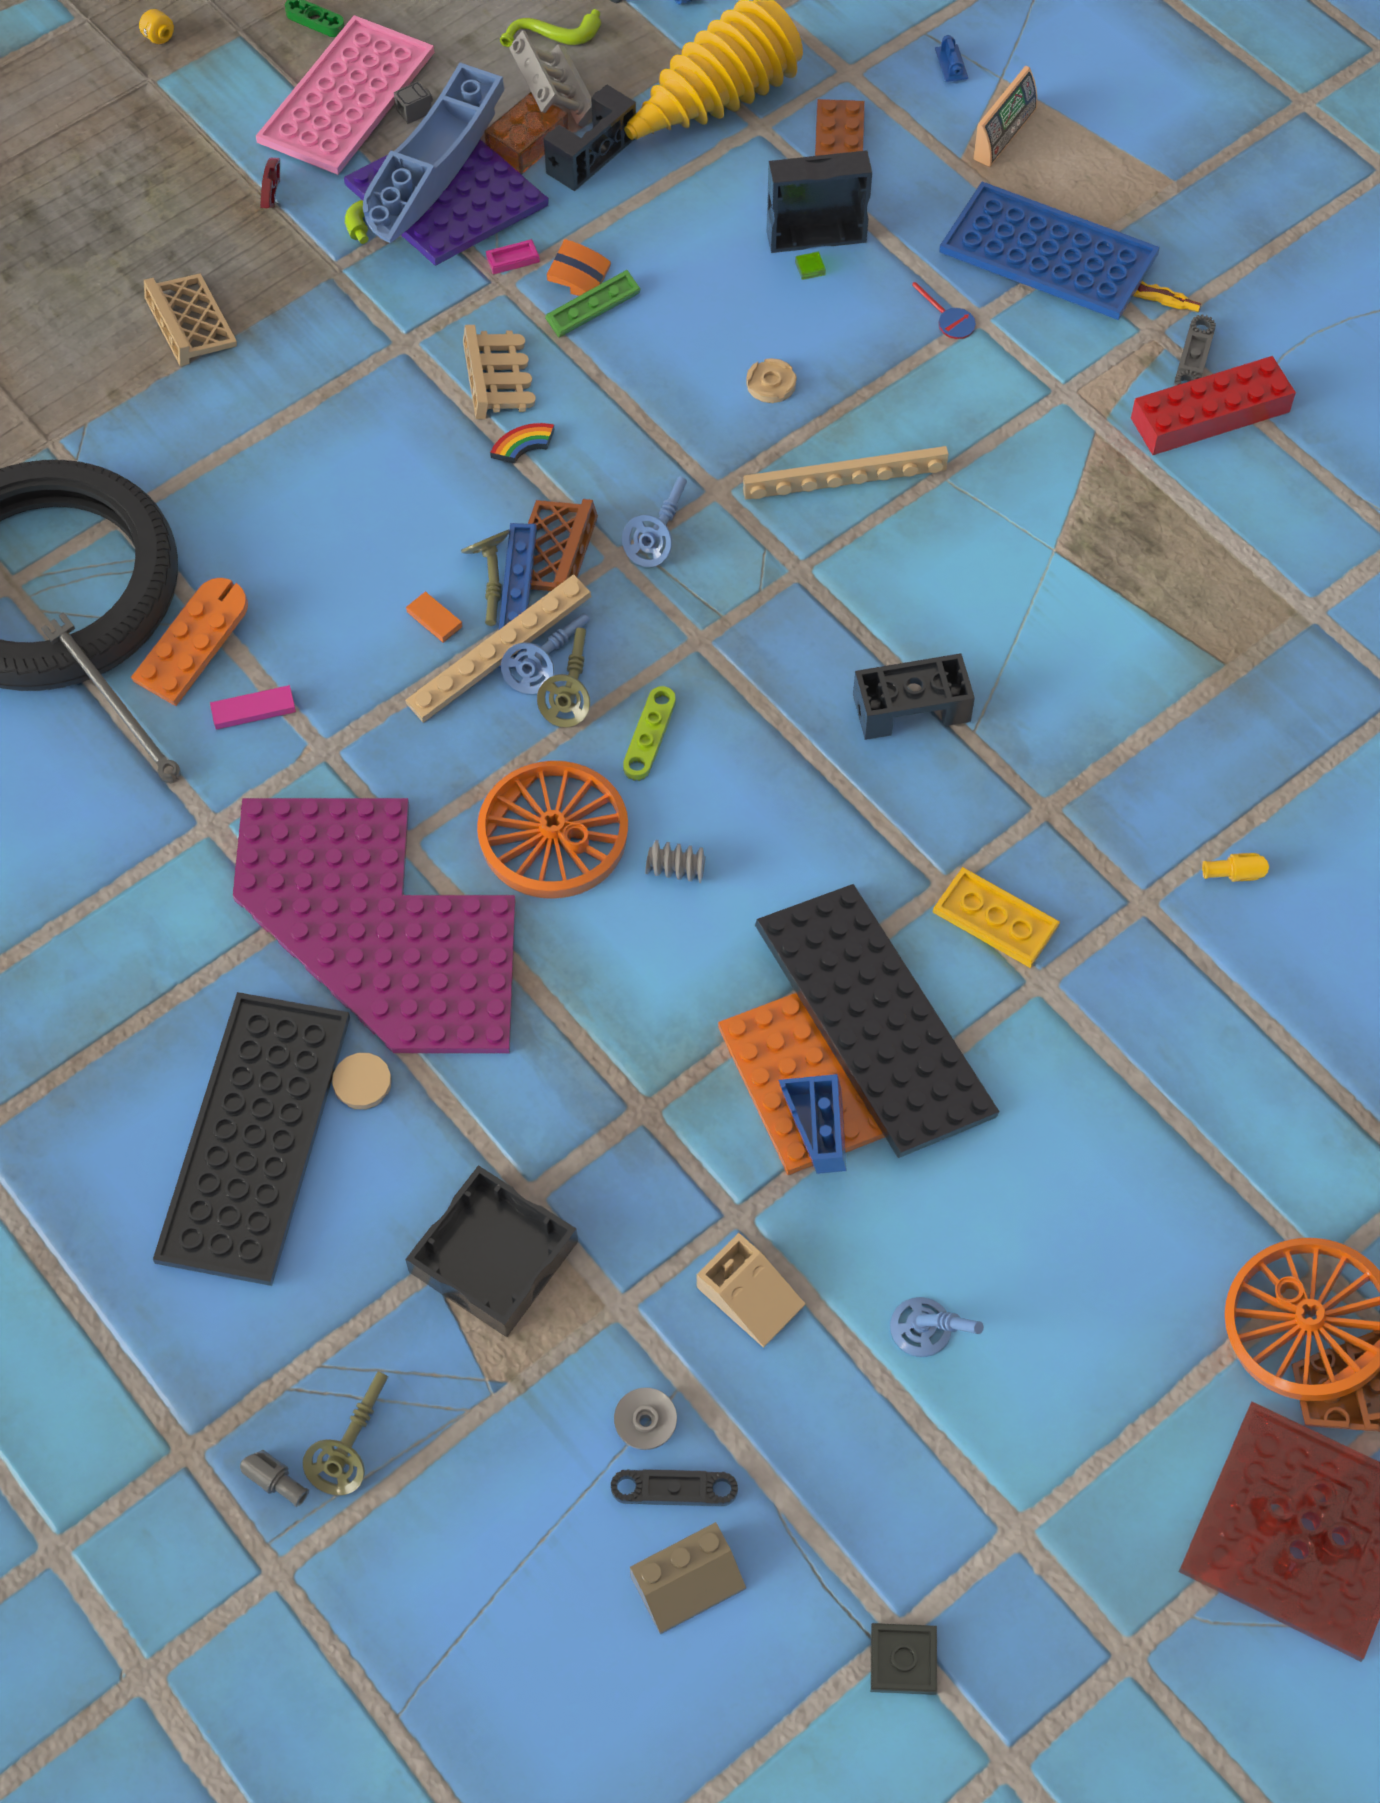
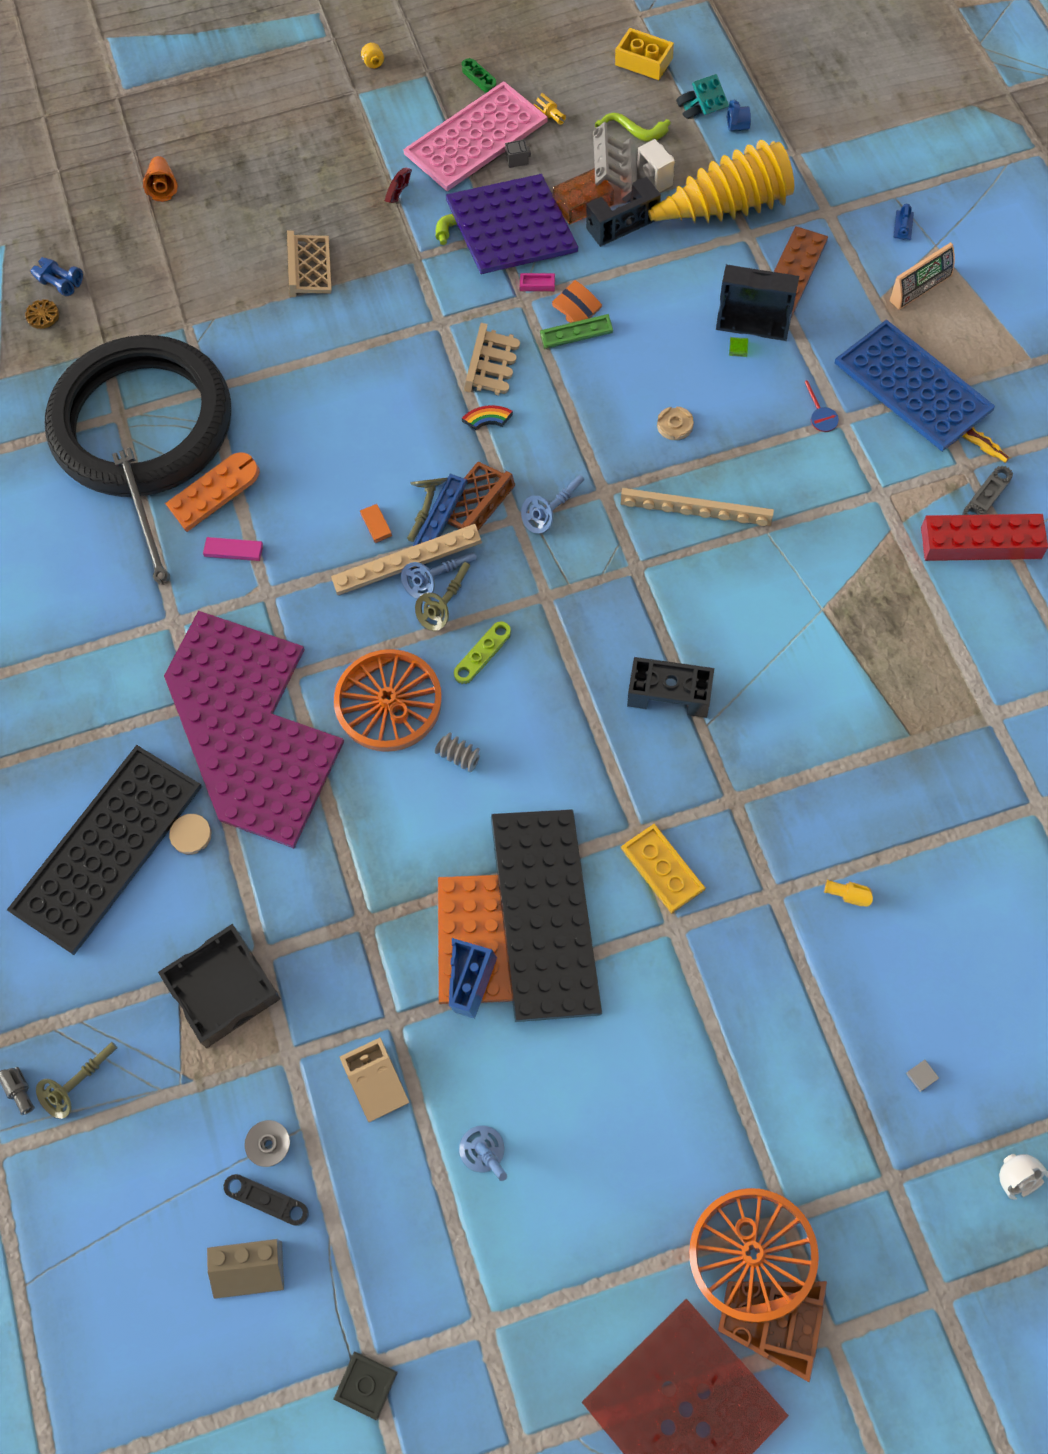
camera: 25 degrees right, 5 degrees up
(433, 35) = (550, 109): none -> yellow arm
(433, 152) = (507, 195): medium blue slope -> none
(607, 64) = (656, 165): none -> white brick

